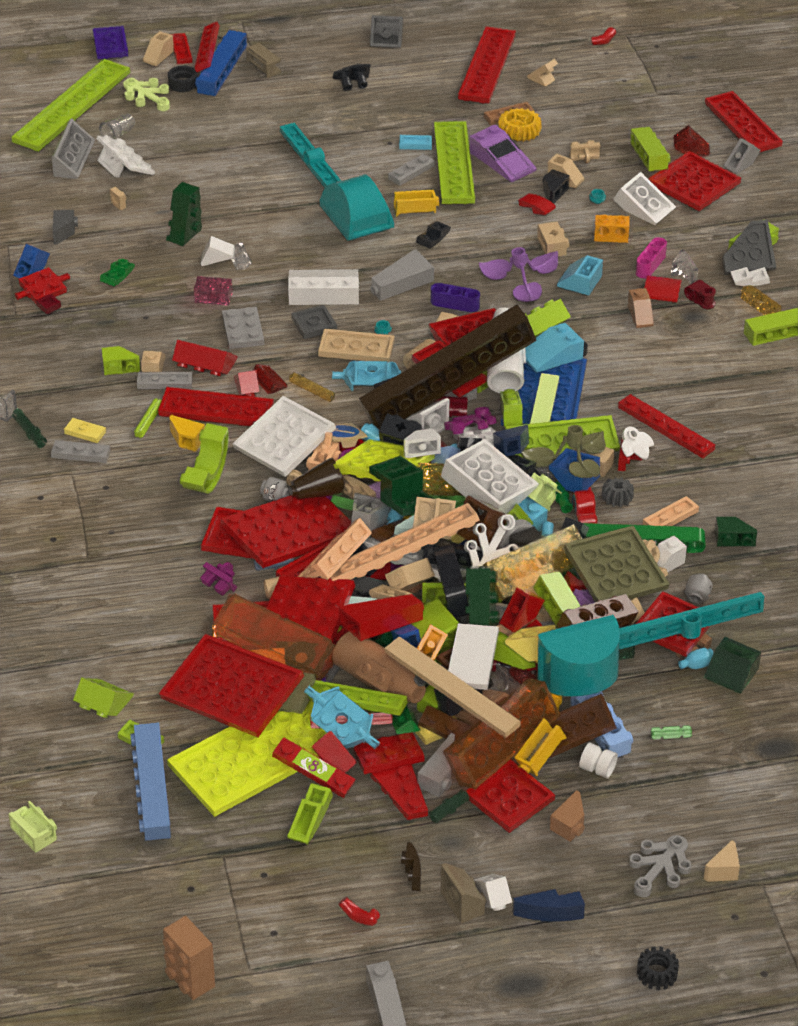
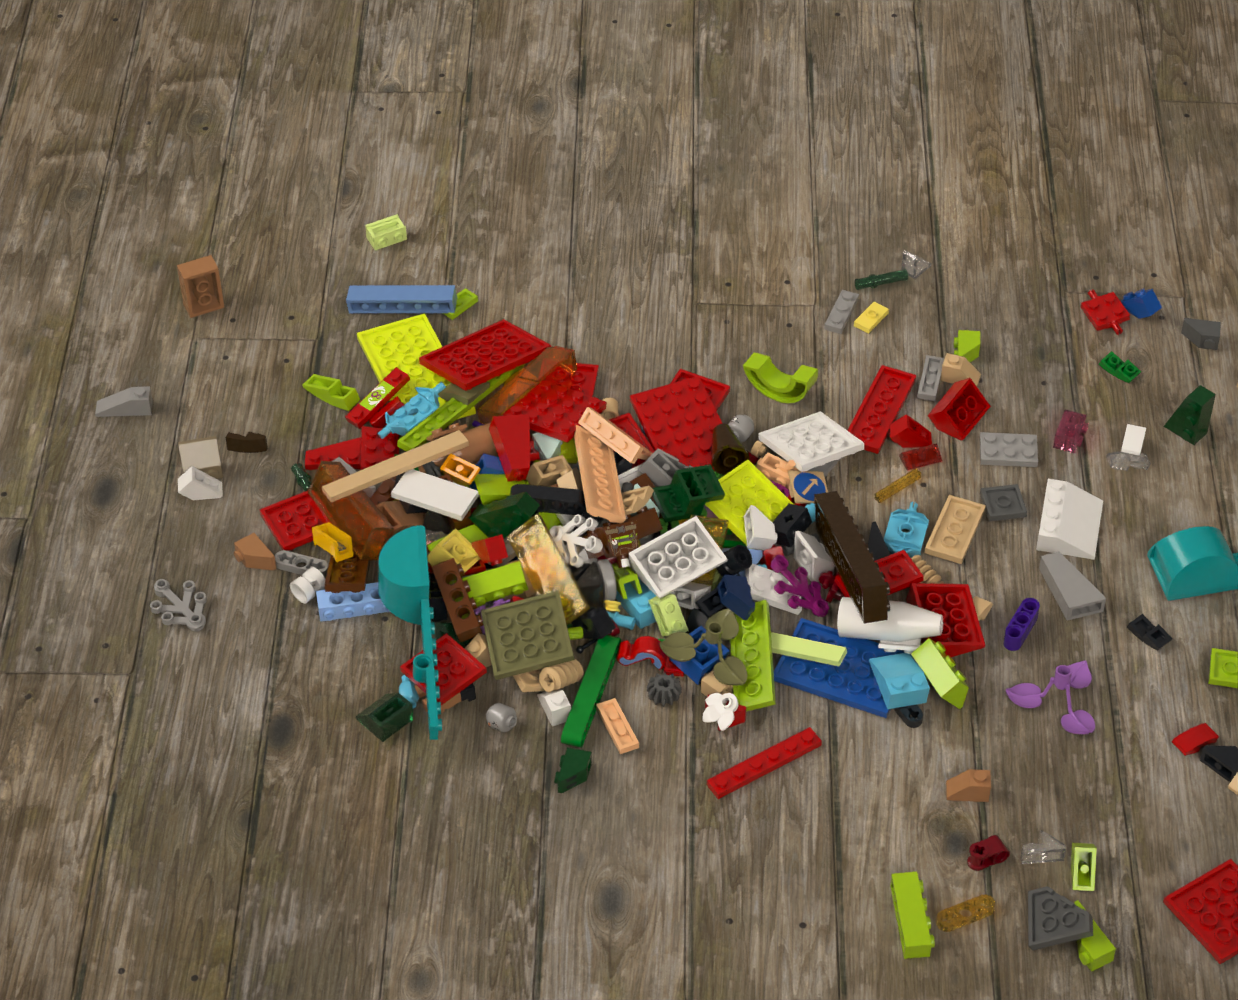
camera: 105 degrees right, 5 degrees up
(48, 304) = (1071, 311): dark red plate -> none
(101, 696) = (514, 286): lime slope -> none
(147, 418) = (874, 359): lime axle -> none
(186, 432) = (844, 380): yellow slope -> none
(221, 574) = (634, 376): magenta hips -> none
(357, 914) = (217, 403): red arm -> none
(382, 327) = (982, 556): teal plate -> none
(415, 201) = (1208, 625): yellow window -> none
(511, 408) = (807, 621): lime slope -> none
(550, 906) = (165, 519): dark blue slope -> none
(552, 238) = (1117, 735): tan brick -> none
(562, 773) = (284, 558): none -> light grey beam
(582, 275) = (1037, 744): medium azure slope -> none
(597, 196) = (1205, 803): teal plate -> none
(611, 228) = (1128, 795): light orange brick -> none
(643, 200) = (1184, 844): white slope -> none
(651, 257) = (1065, 820): dark pink beam -> none
(655, 978) = (72, 565): black tyre -> none
(663, 288) = (1006, 819): red slope -> none
(671, 732) = (327, 652): bright green axle -> none
(691, 244) = (1083, 866): none -> lime slope
(724, 865) = (155, 646): tan slope -> none
(754, 278) = (1016, 916): white slope -> none

